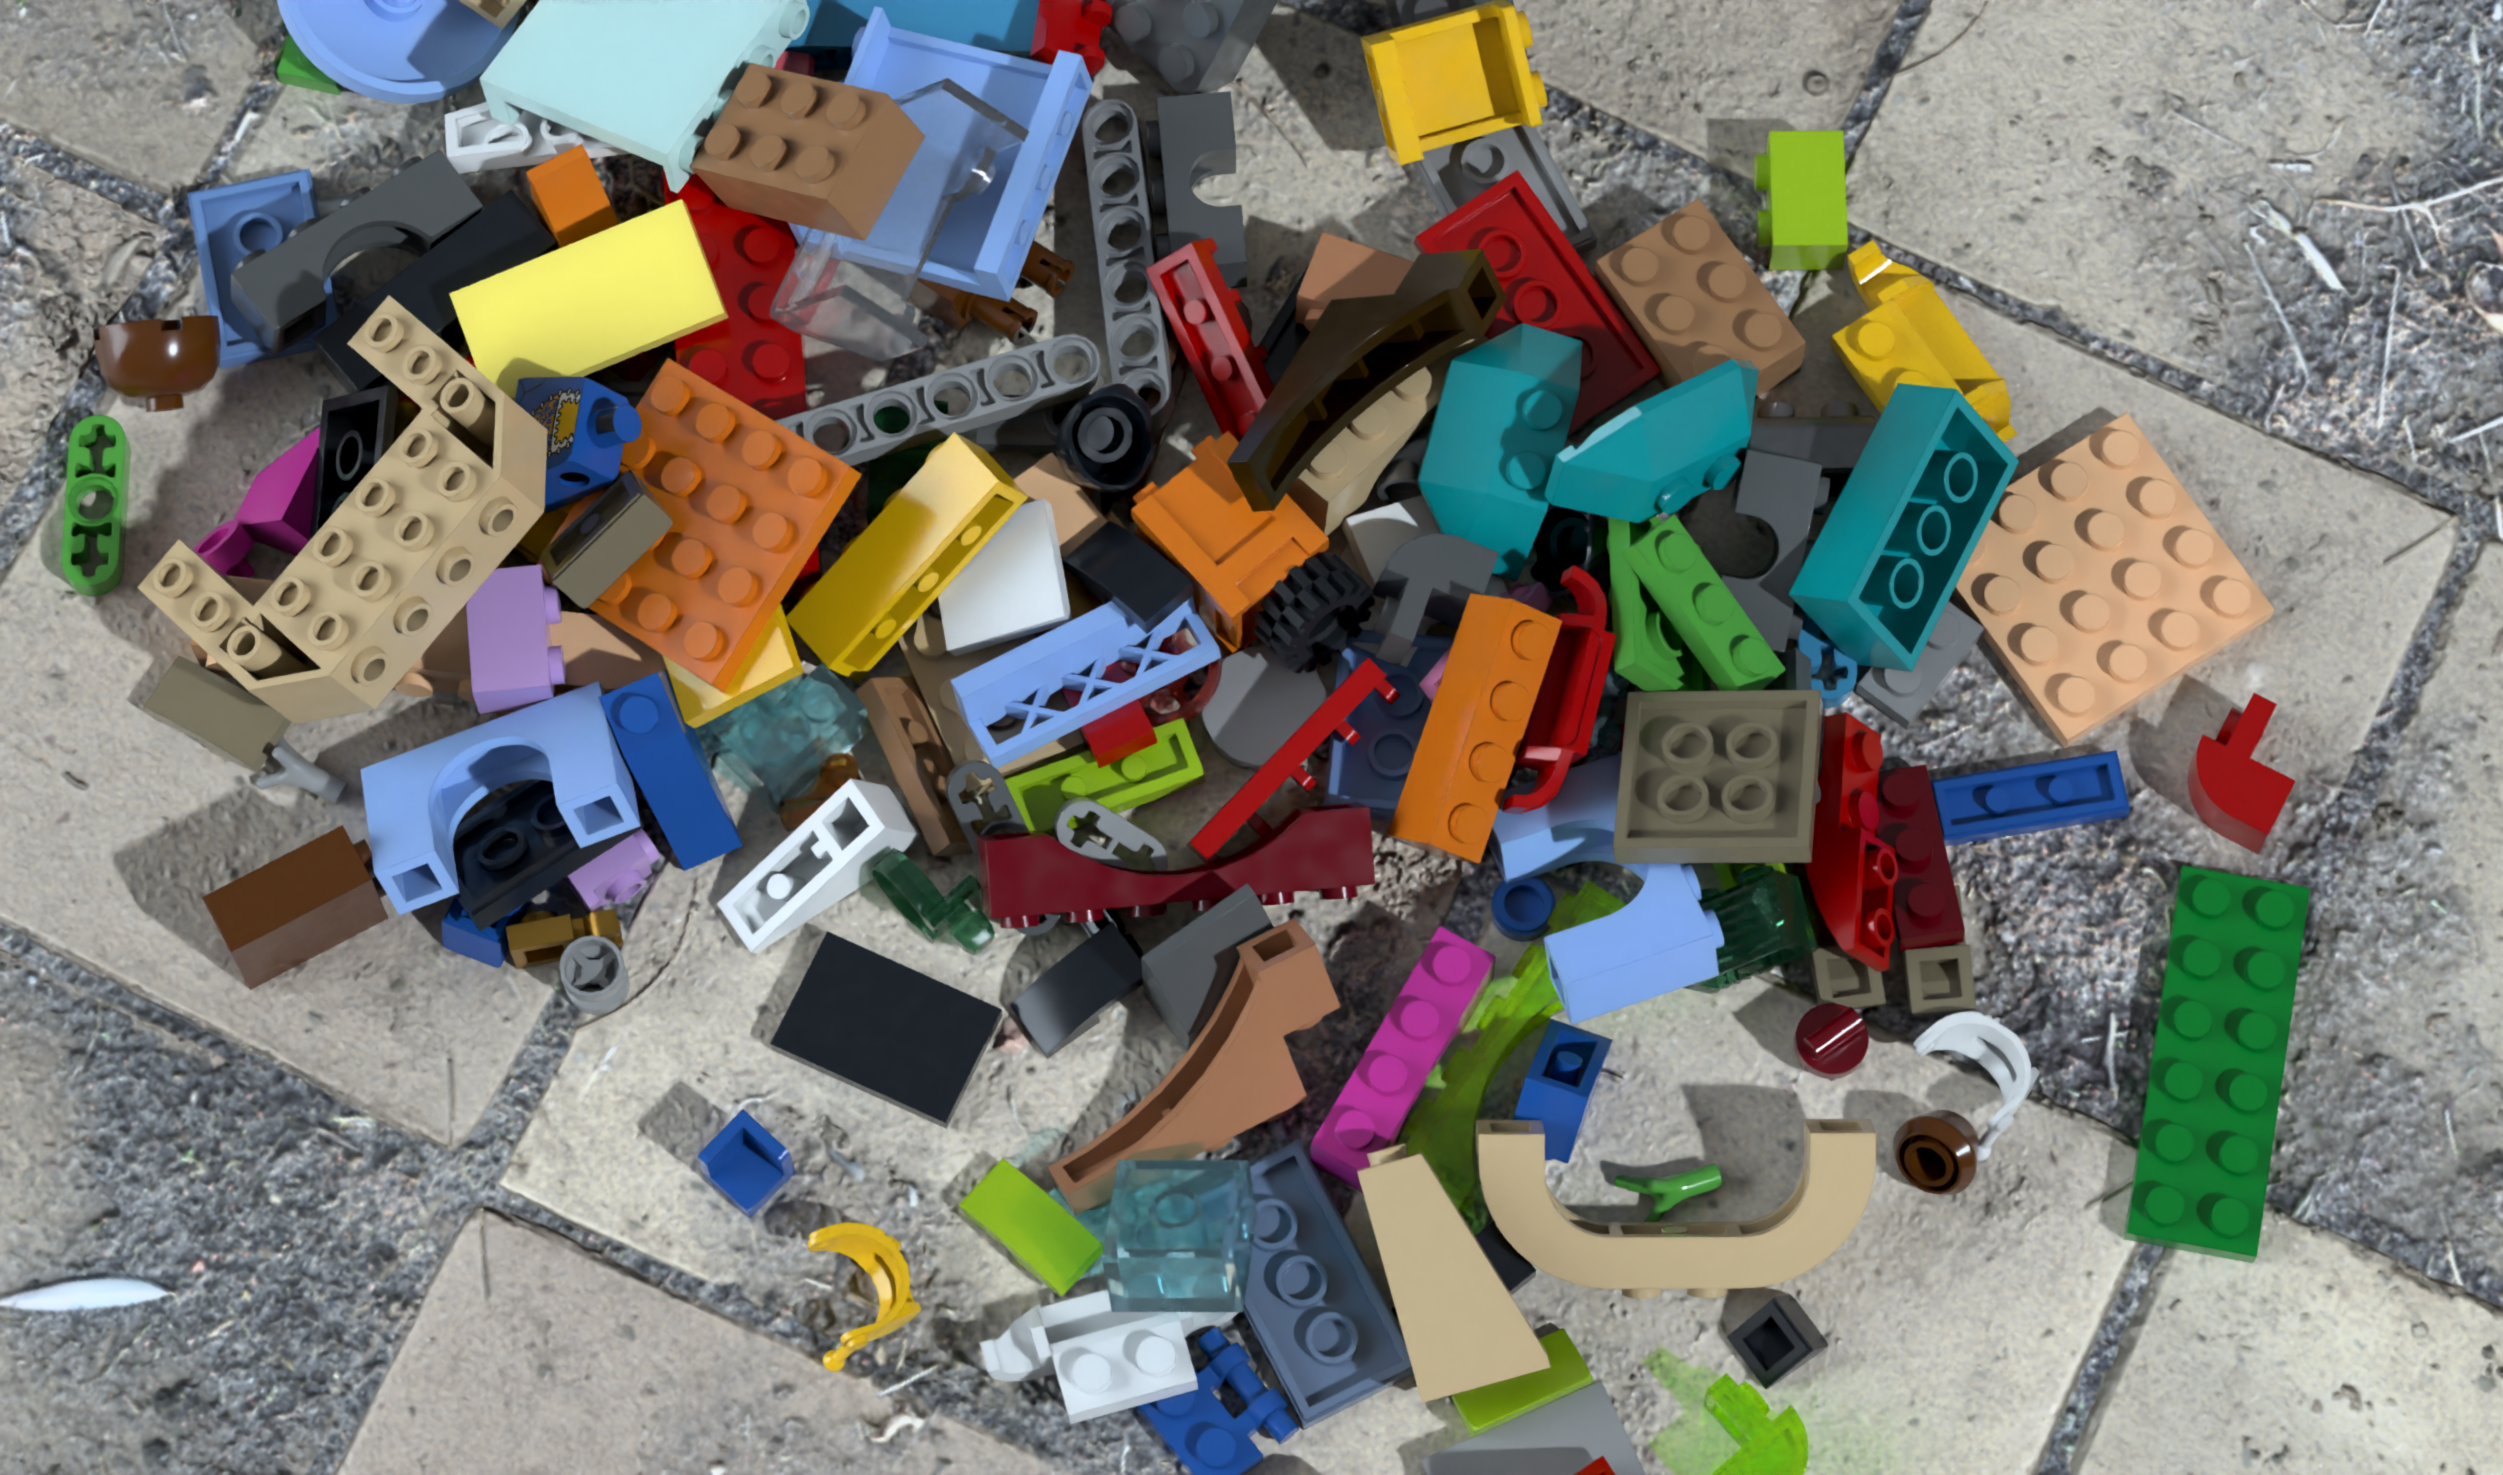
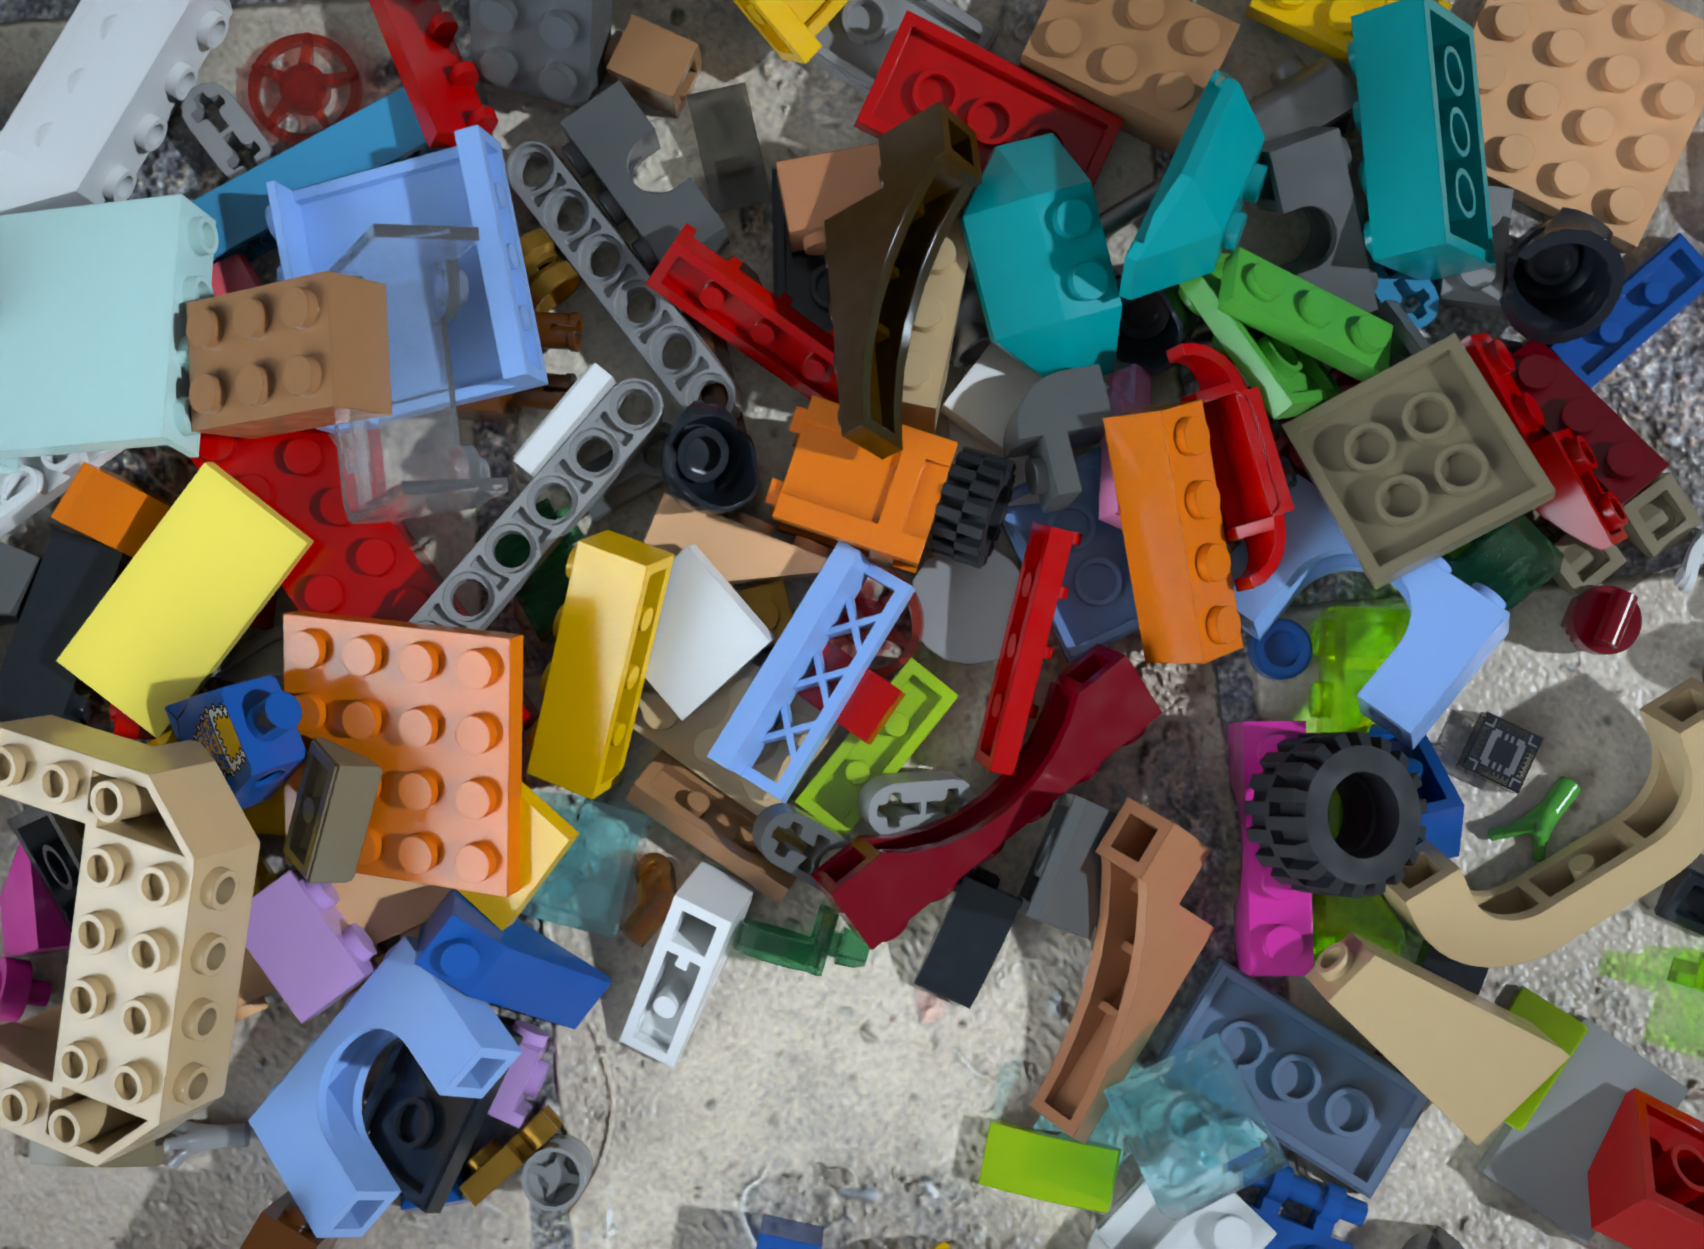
camera: 30 degrees left, 15 degrees up
(886, 1029) = (825, 1066): black tile -> none
(1003, 336) = (565, 419): none -> white tile
(1065, 222) = (548, 275): none -> pearl gold wheel
(1129, 574) = (801, 571): black slope -> none
(1271, 98) = (653, 64): none -> medium nougat brick
(1295, 204) = (729, 148): none -> clear smoke slope
(1512, 1016) = (1378, 814): none -> black tyre
(1668, 1109) = (1499, 752): none -> tile
(1965, 716) = (1562, 278): none -> black helmet

